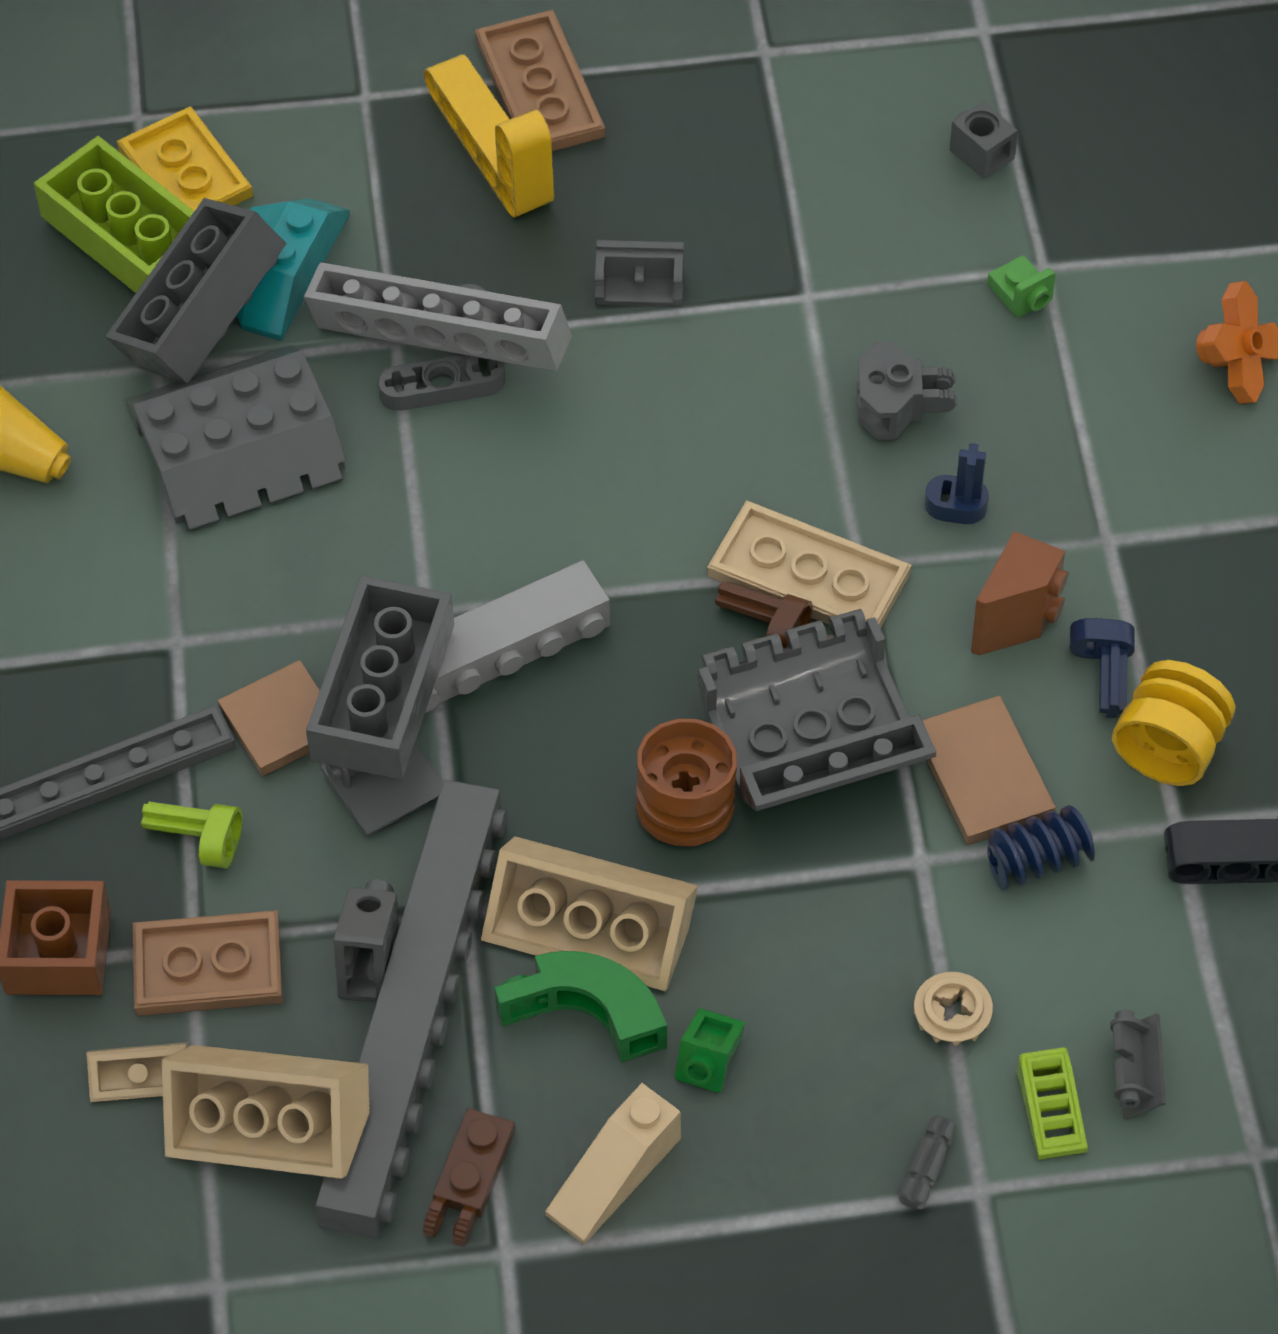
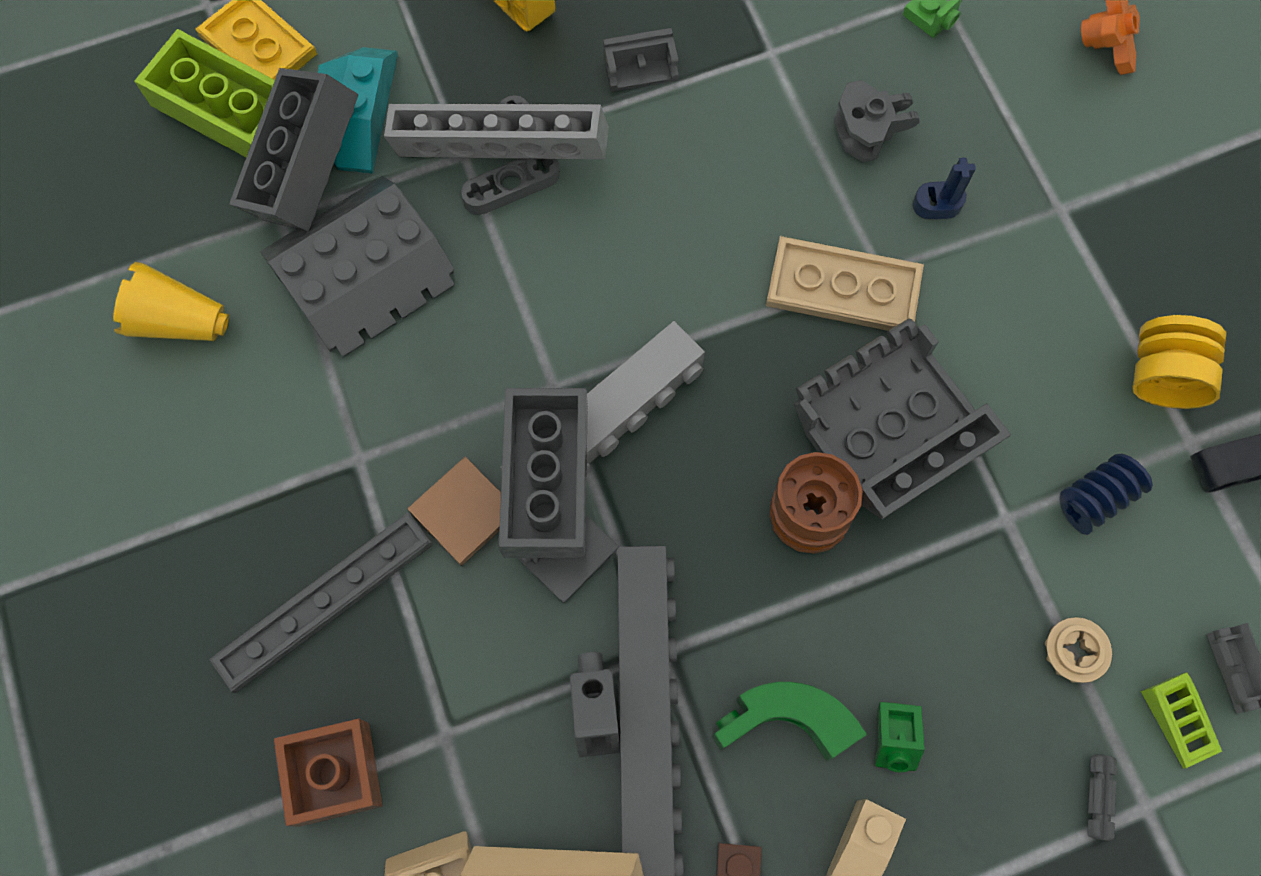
camera: 15 degrees left, 15 degrees up
(207, 963) = (462, 754): medium nougat tile -> none
(218, 828) = (439, 627): lime piece -> none
(575, 902) = (767, 634): tan slope -> none
(780, 613) = (841, 329): reddish brown piece -> none
(985, 769) = (1044, 436): medium nougat tile -> none
(1019, 595) = (1025, 273): dark orange slope -> none
(1111, 643) = (1100, 300): dark blue piece -> none

